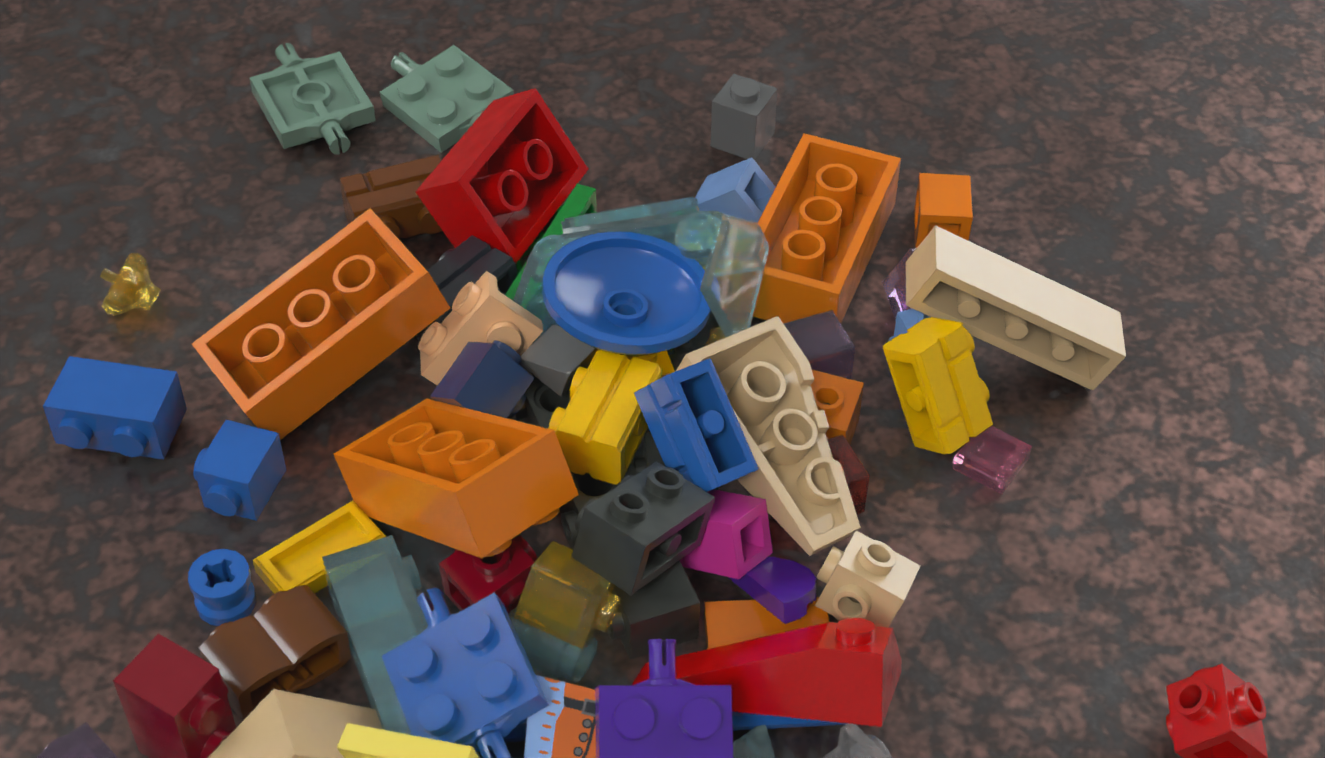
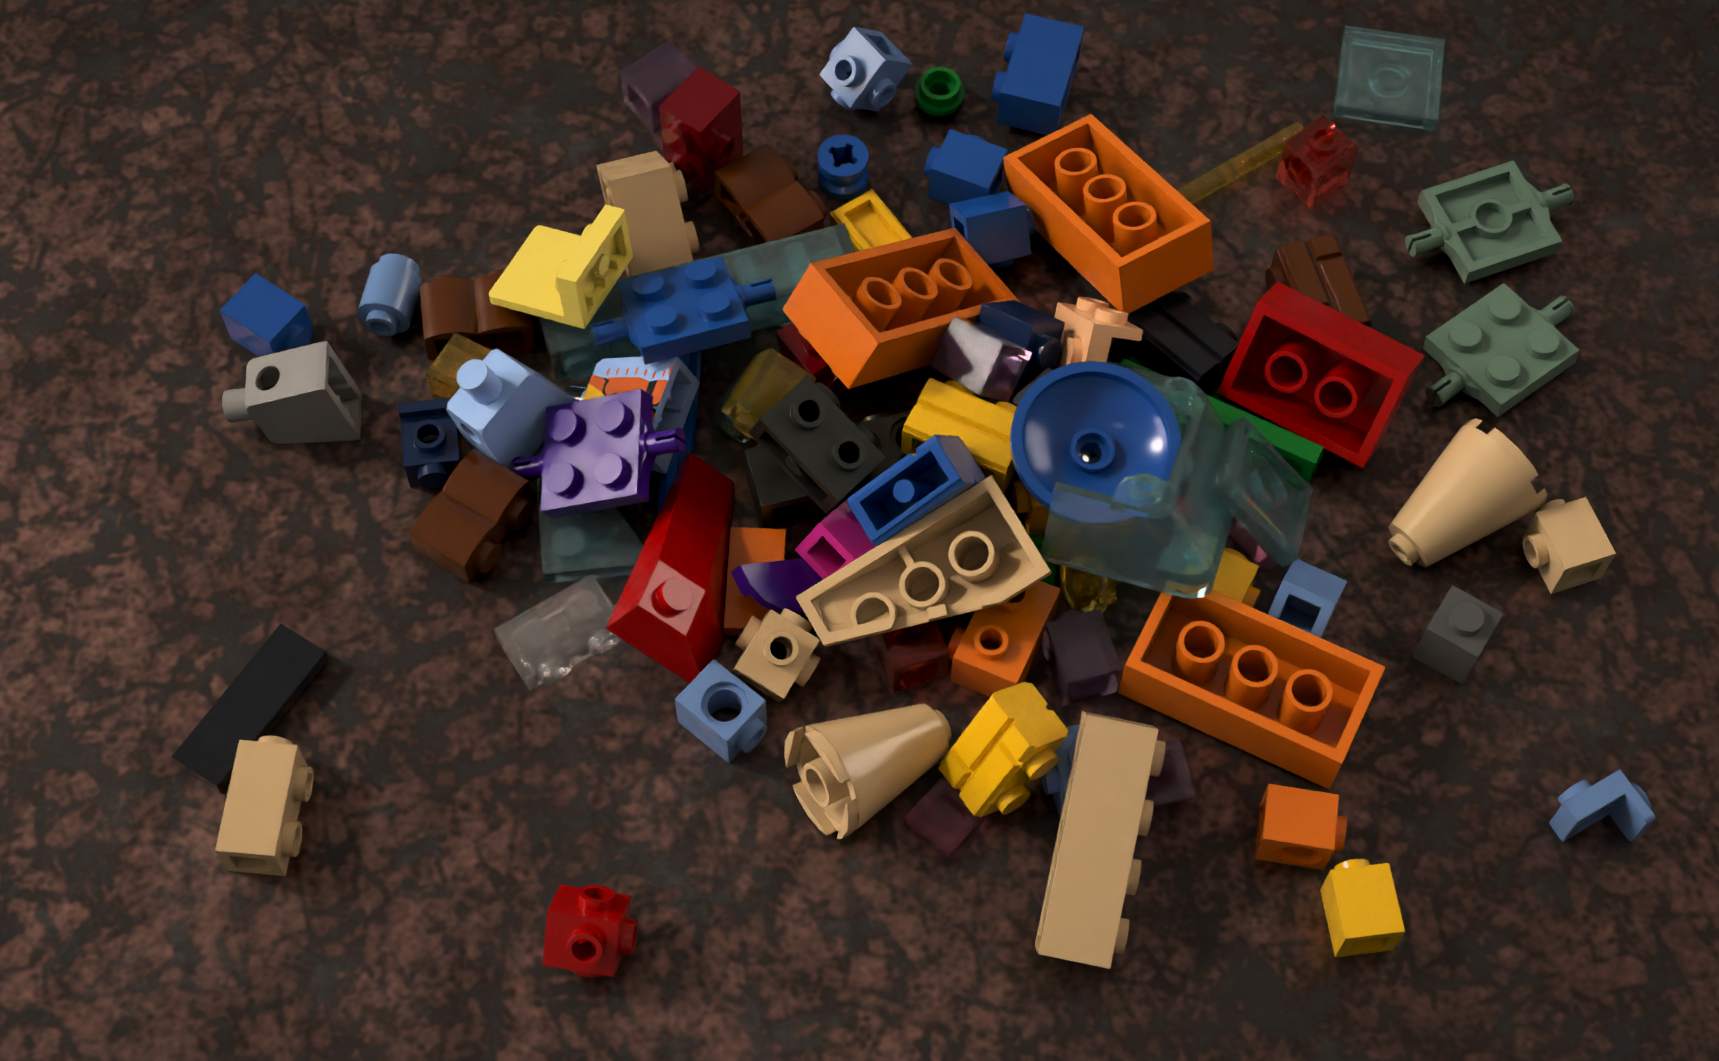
camera: 95 degrees right, 15 degrees up
(73, 561) = (865, 70): none -> medium blue brick
(117, 508) = (941, 81): none -> green plate
(130, 286) = (1204, 79): clear yellow piece -> none
(134, 165) = (1389, 77): none -> clear light blue tile
(224, 257) = (1238, 165): none -> clear yellow bar
(244, 201) = (1317, 162): none -> clear red brick
(314, 432) = (995, 227): none -> blue brick
(528, 389) = (980, 359): none -> brick
(611, 104) = (1466, 495): none -> tan cone
(644, 58) = (1567, 544): none -> tan brick
(877, 49) = (1612, 796): none -> medium blue bracket
(932, 655) = (719, 689): none -> medium blue brick
(973, 503) = (863, 762): none -> tan cone
(1005, 175) = (1361, 908): none -> yellow brick

